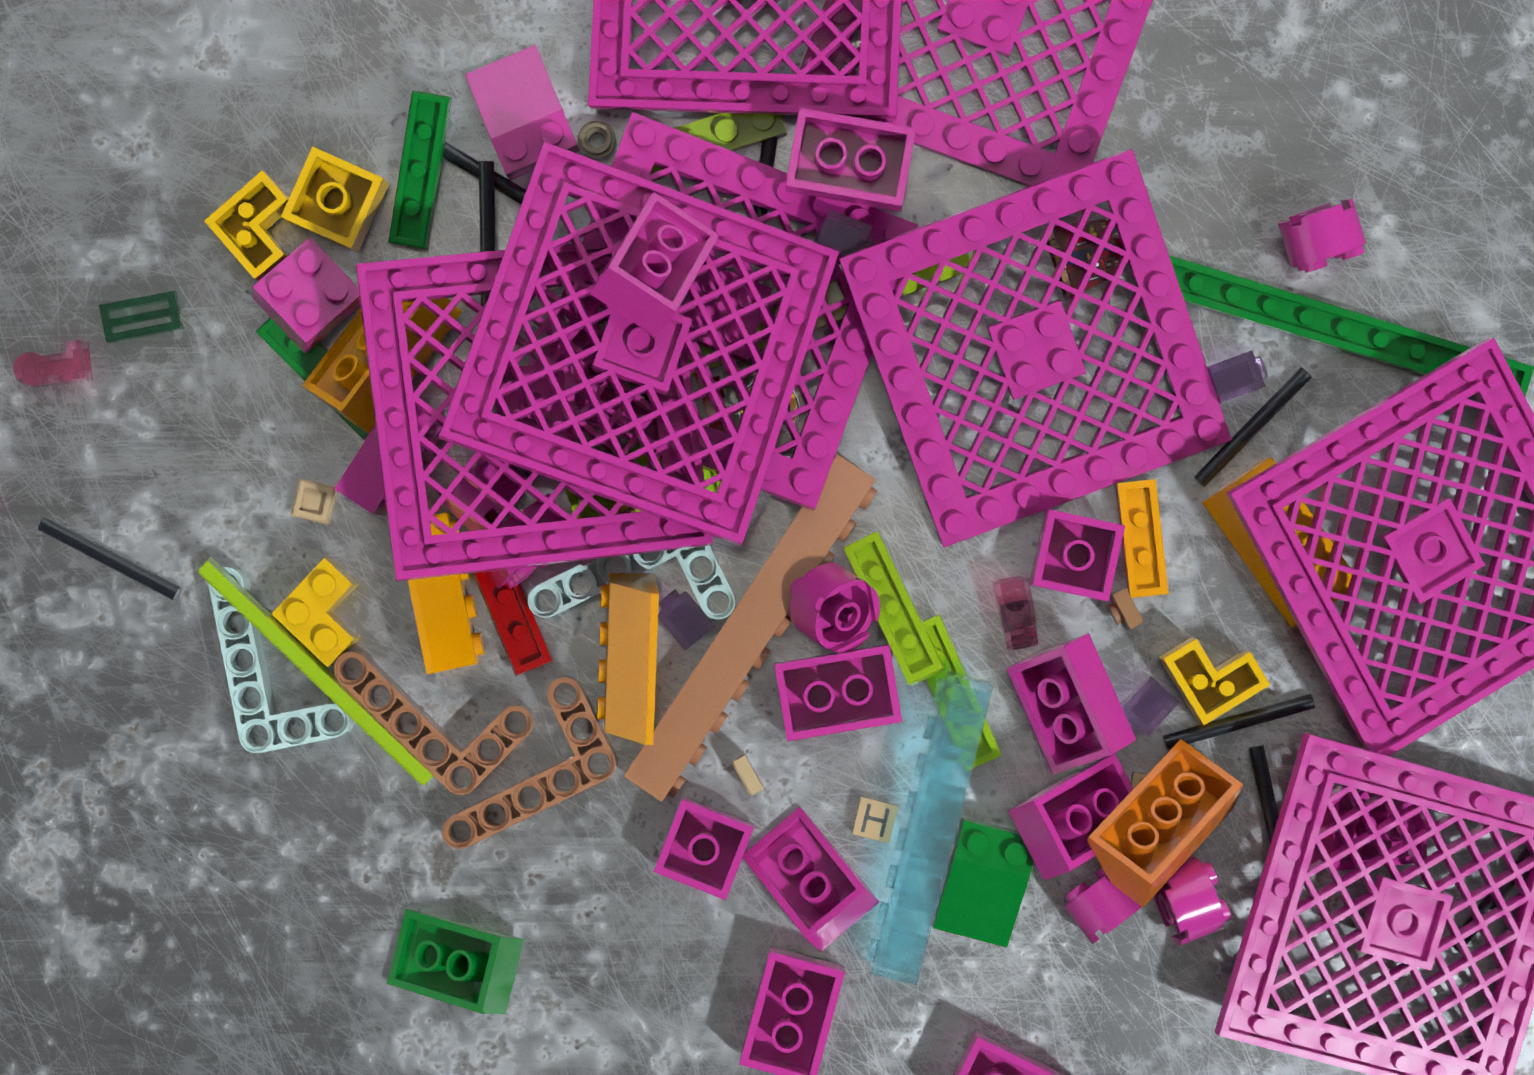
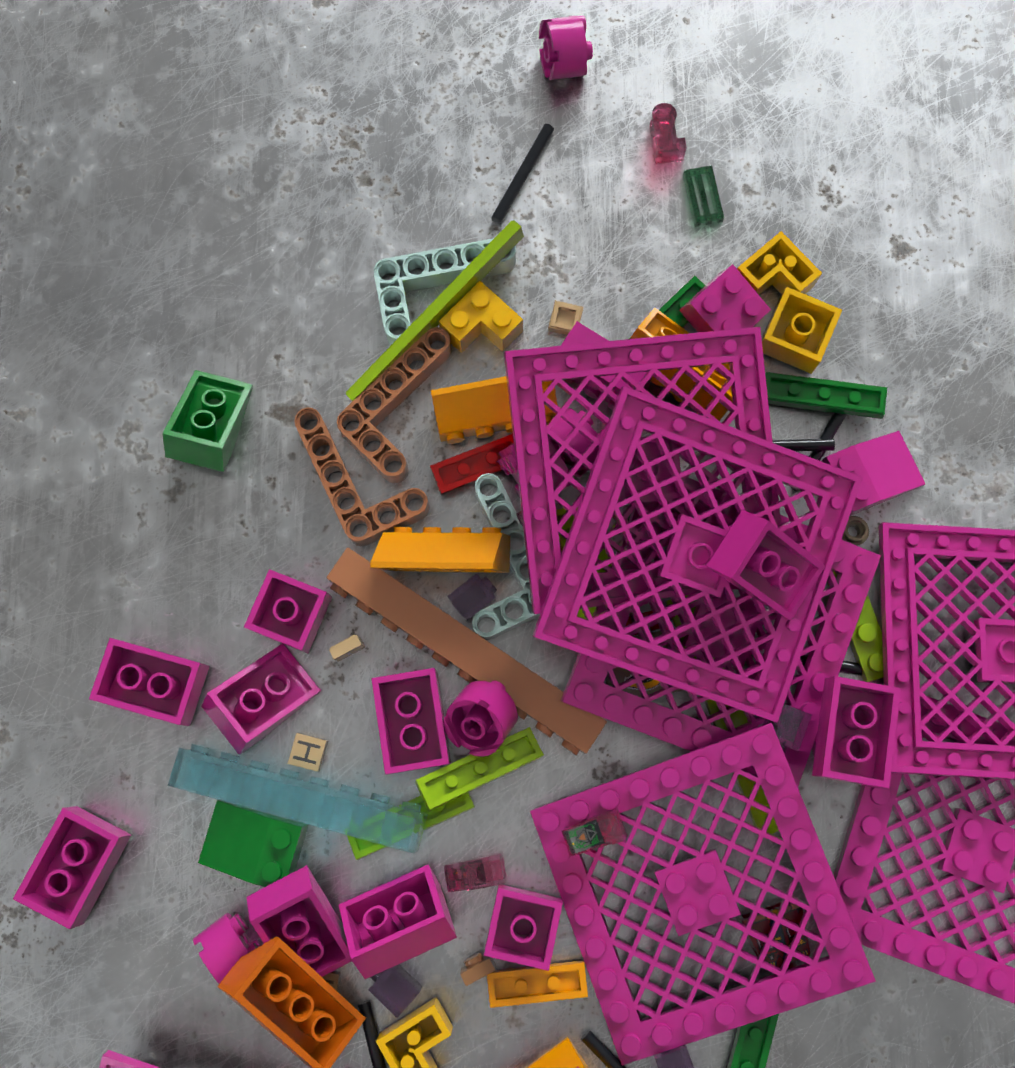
camera: 90 degrees right, 10 degrees down
(968, 470) = (594, 832): none -> leg
(1191, 902) = (223, 1030): dark pink brick -> none

